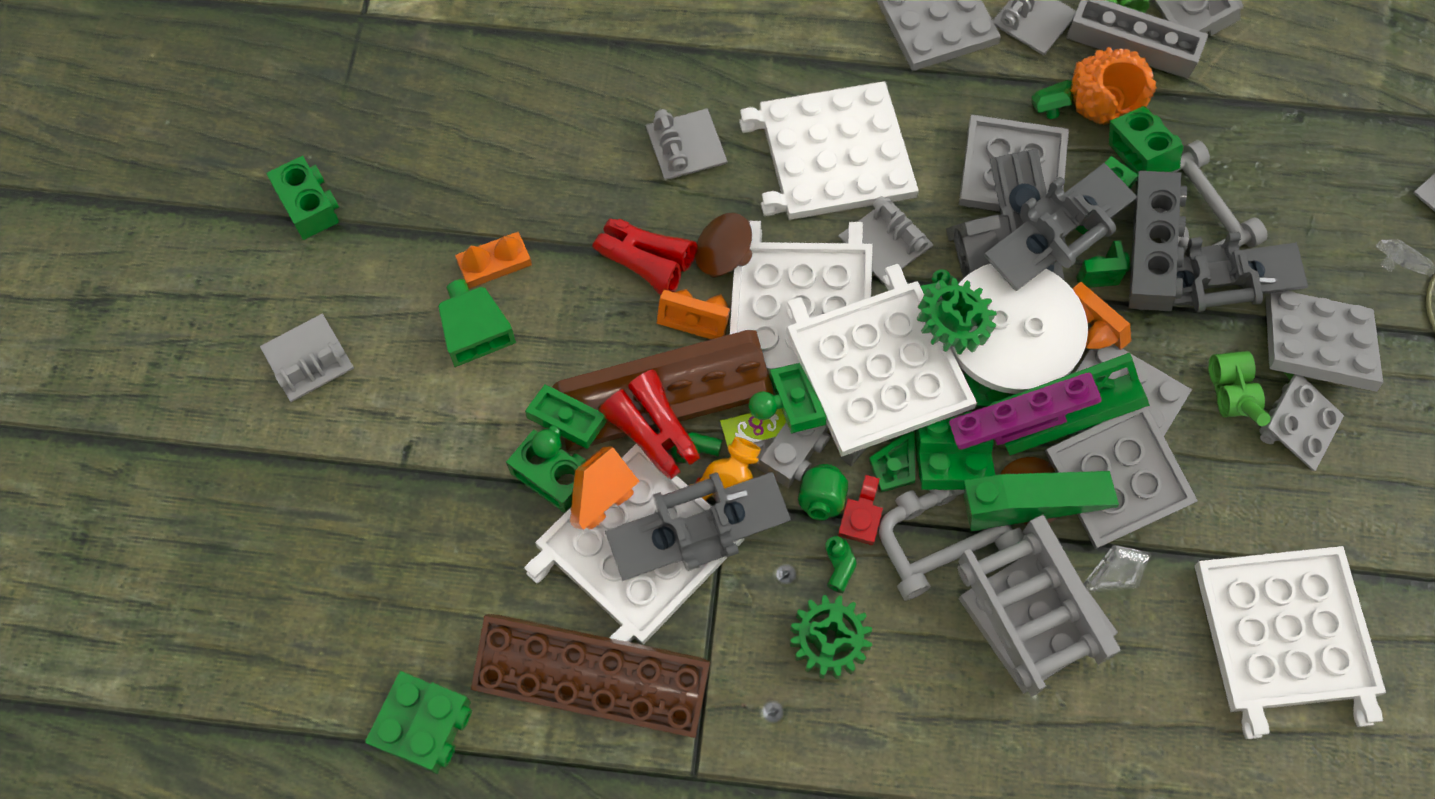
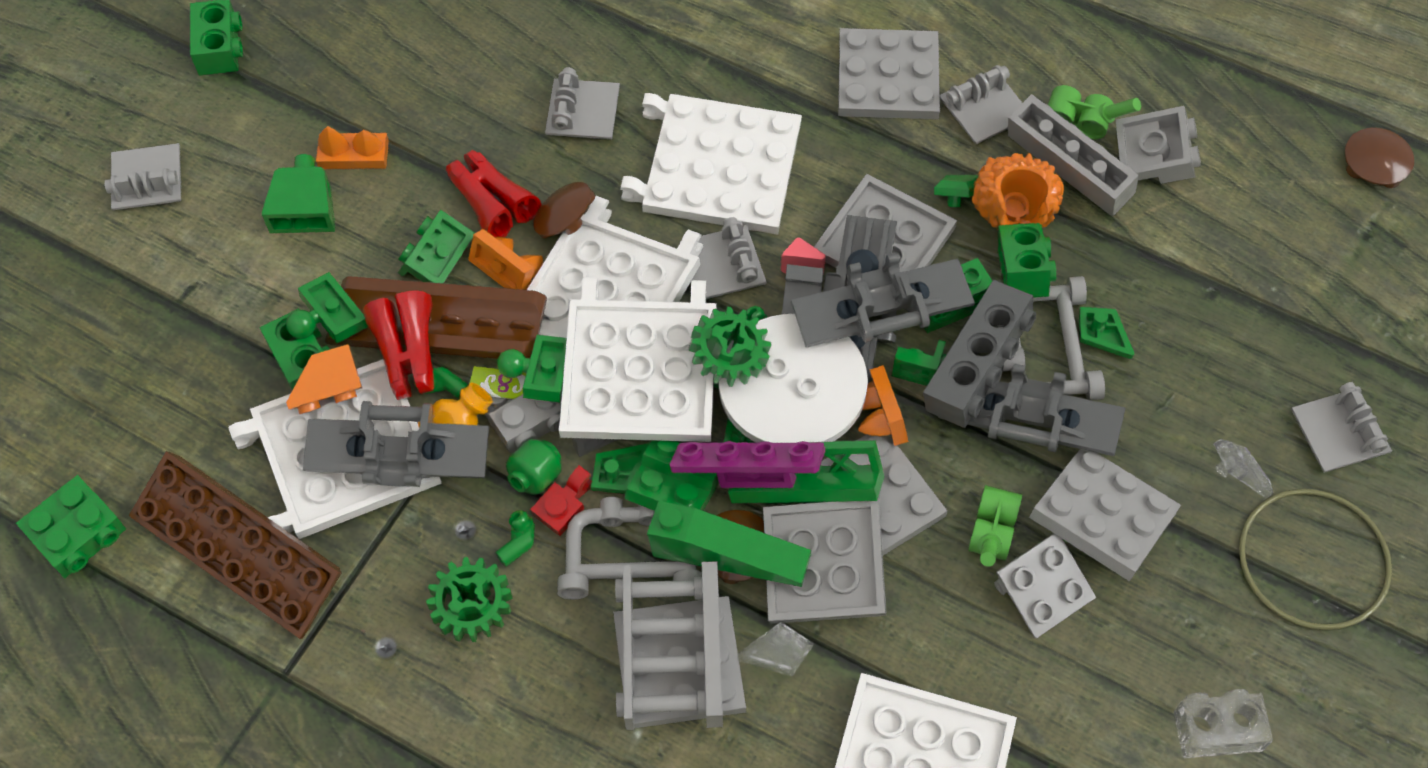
camera: 25 degrees right, 5 degrees down
(624, 324) = (437, 250): none -> green bracket
(957, 211) = (802, 254): none -> coral slope
(1235, 181) = (1104, 331): none -> green piece

